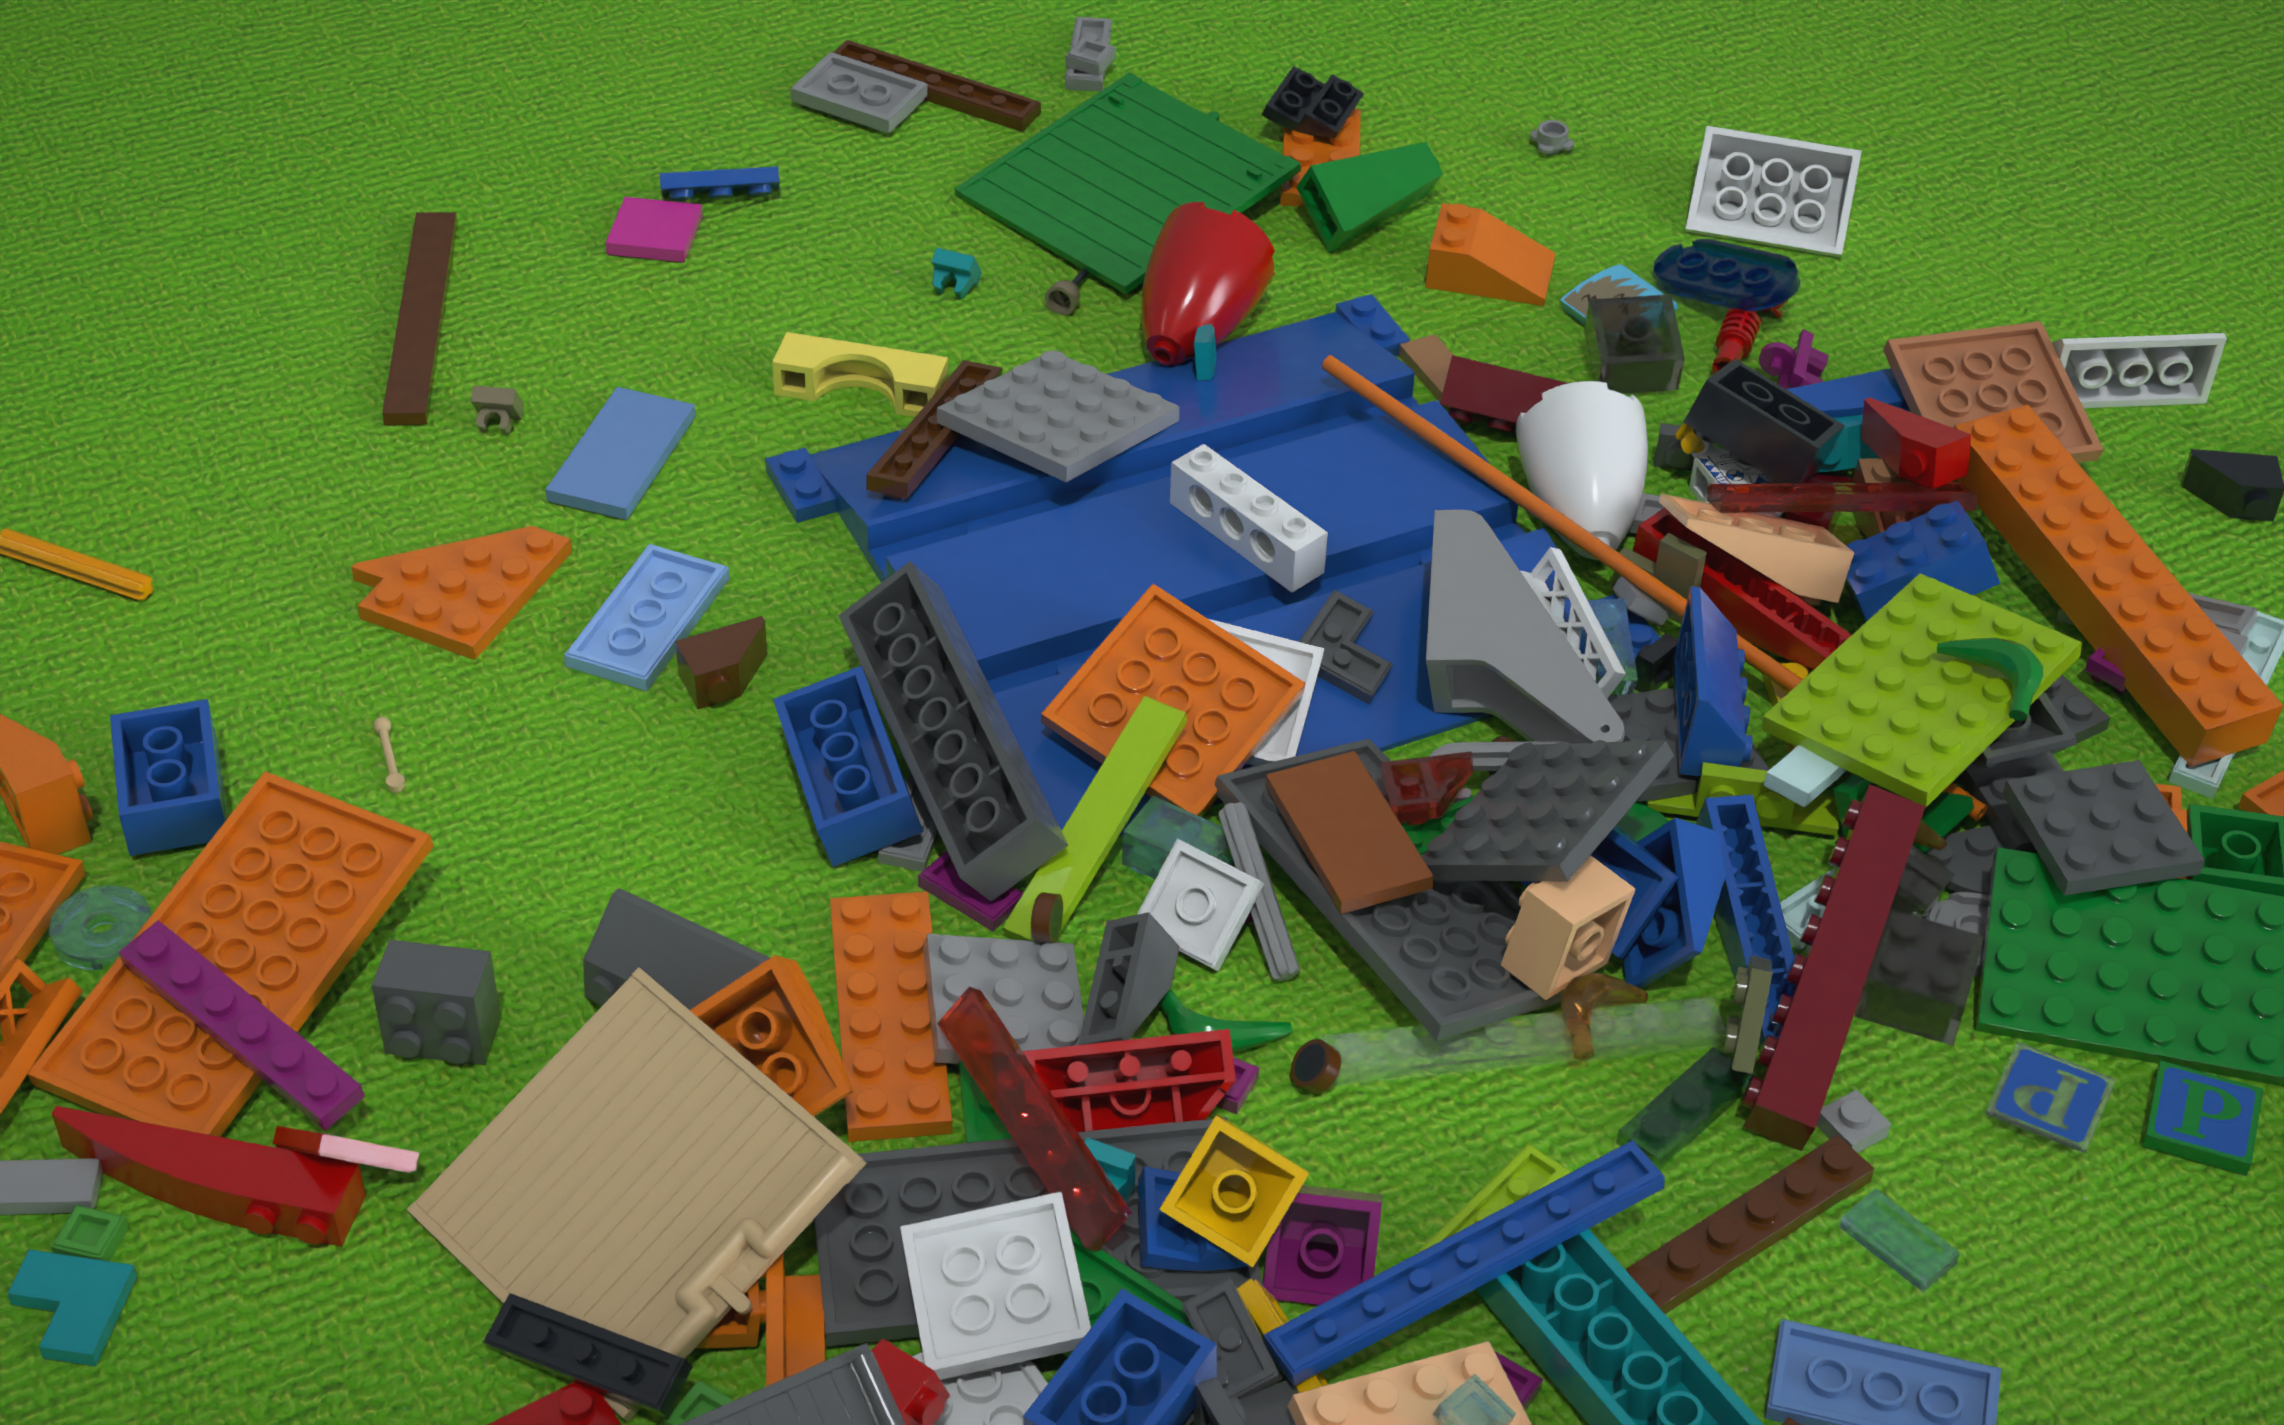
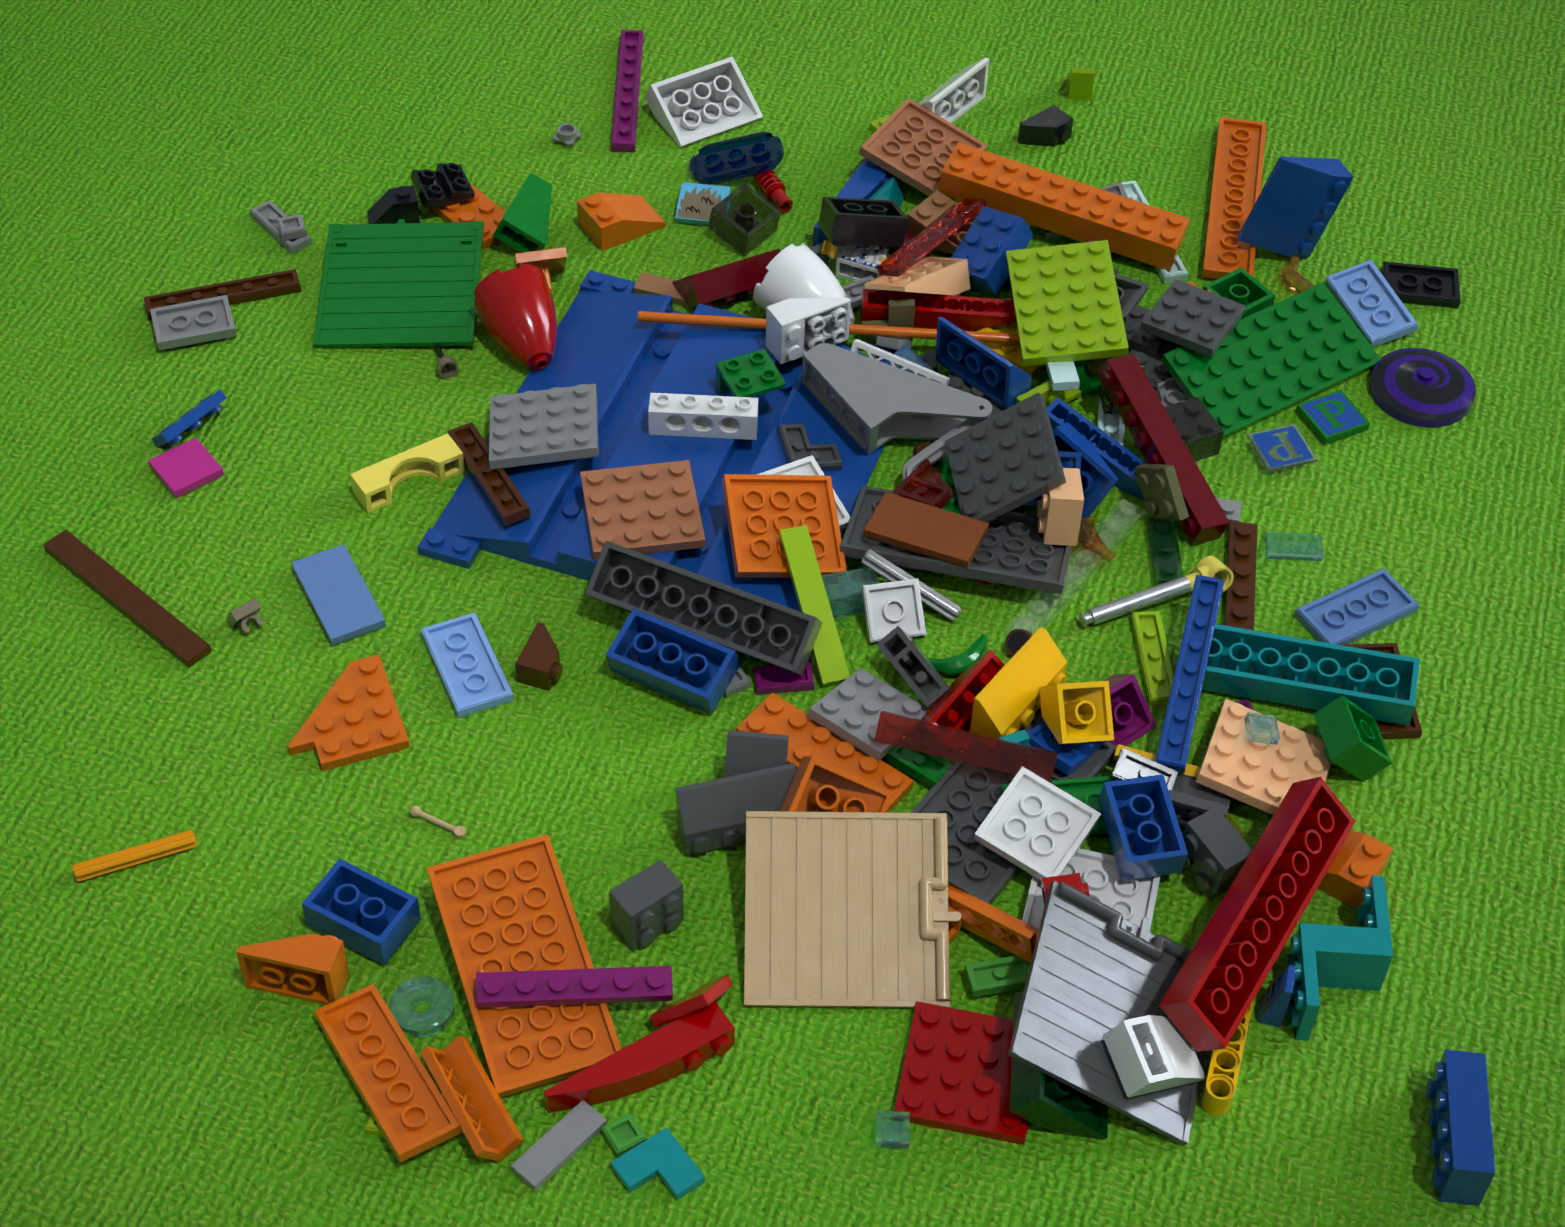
camera: 45 degrees left, 5 degrees up
(588, 1354) = (911, 992): black tile -> none
(778, 925) = (754, 752): none -> dark grey slope
(957, 268) = (379, 384): teal tile -> none
(1043, 575) = (643, 508): none -> nougat plate
(1047, 917) = (847, 662): reddish brown tile -> none
(1167, 1096) = (1014, 692): none -> yellow slope
(1205, 352) = (563, 349): teal tile -> none
(1238, 101) = (395, 205): none -> black slope
(1308, 248) = (546, 260): none -> orange tile
(1361, 503) = (749, 375): none -> green bracket
(1516, 492) = (803, 323): none -> white slope
(1680, 1171) = (1208, 566): none -> flat silver piece
(1686, 140) = (627, 91): none -> magenta tile
(1794, 366) = (816, 186): magenta hips -> none
(1915, 445) = (930, 192): red slope -> none
(2008, 657) = (1099, 265): green piece -> none

